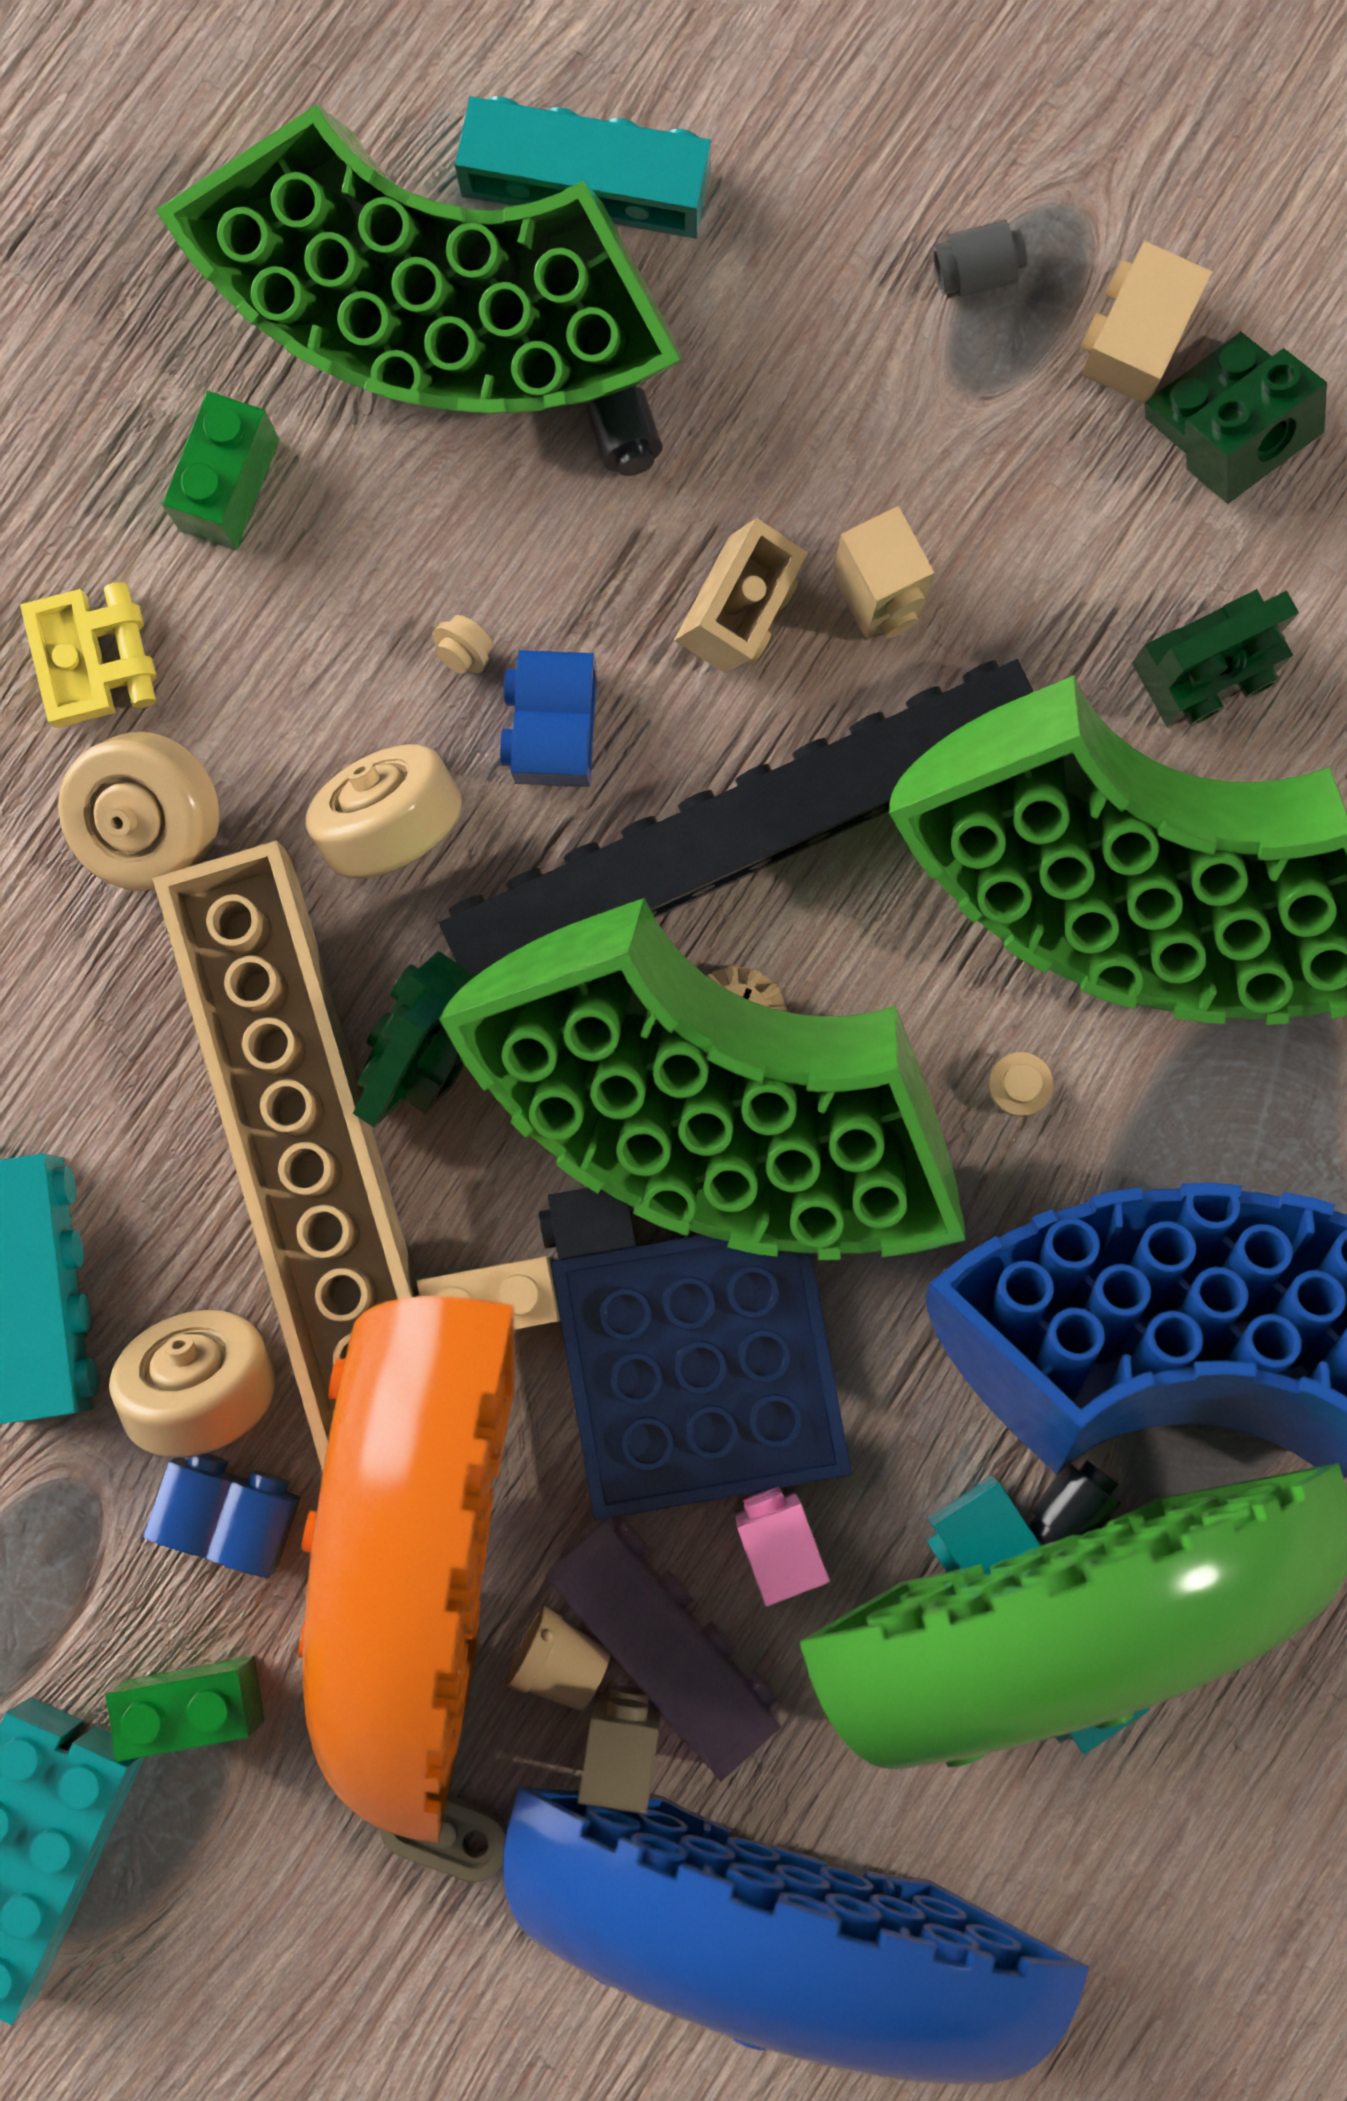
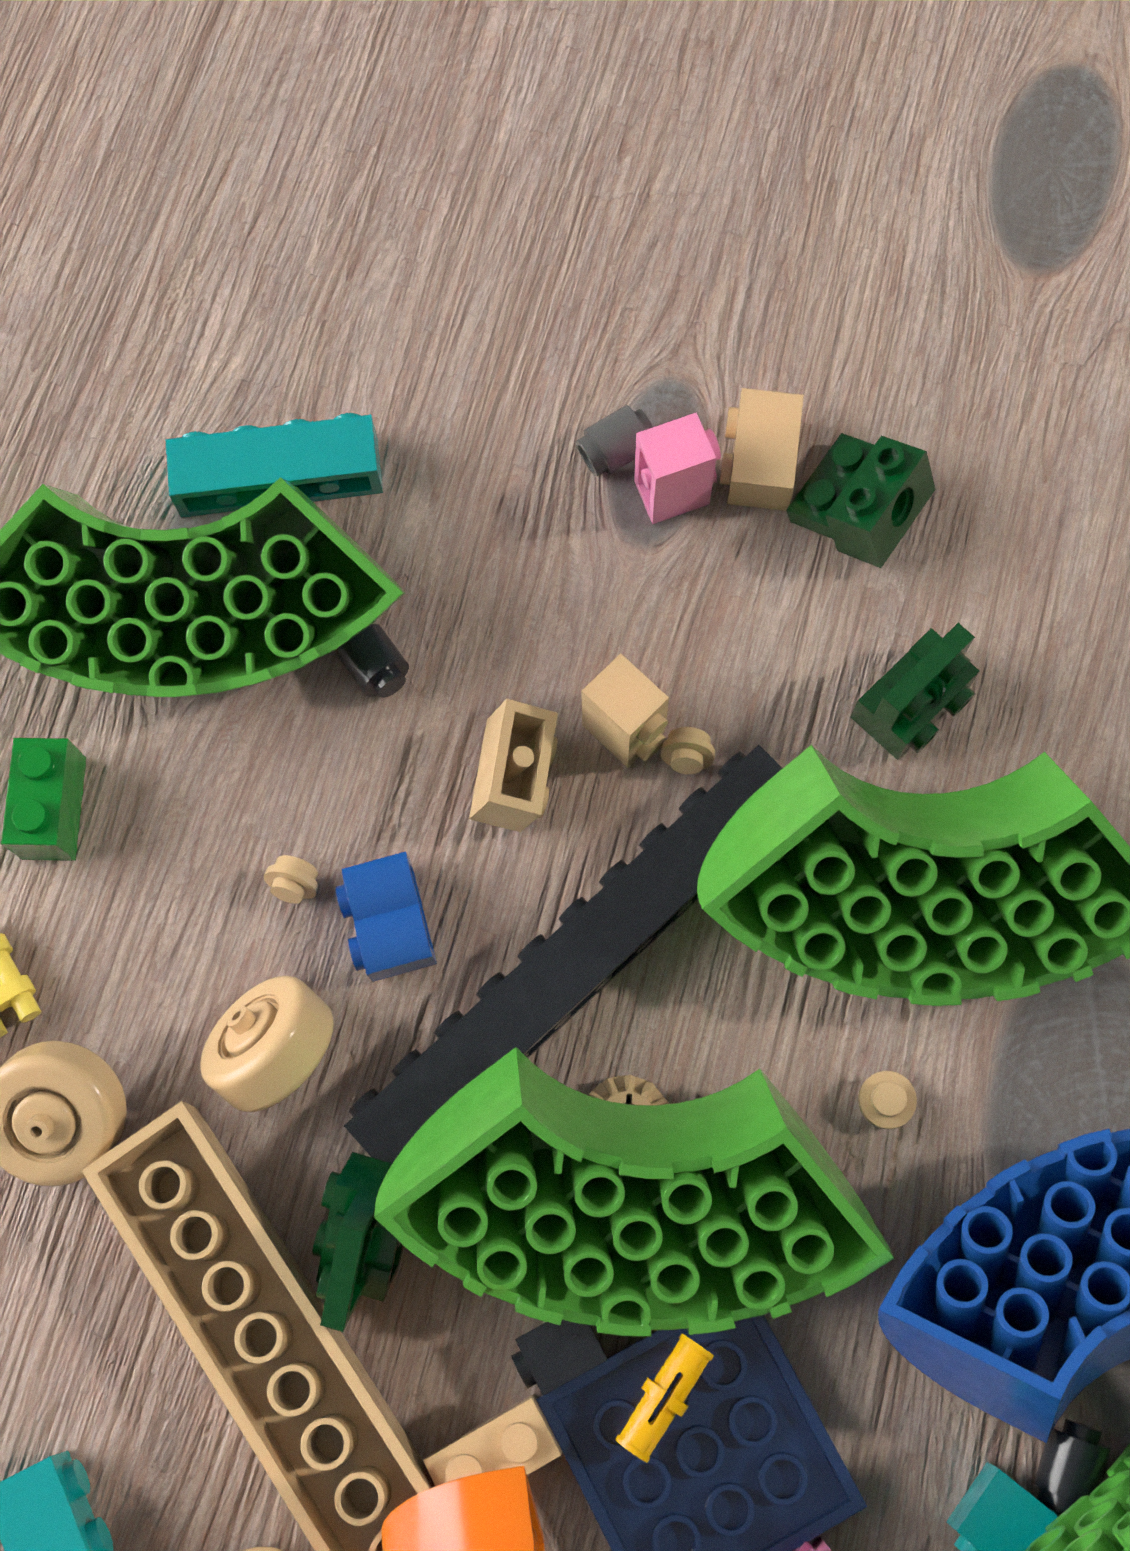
camera: 20 degrees left, 10 degrees down
(646, 1331) = (639, 1434): none -> yellow pin
(938, 641) = (688, 750): none -> tan plate
(1035, 311) = (675, 467): none -> bright pink brick

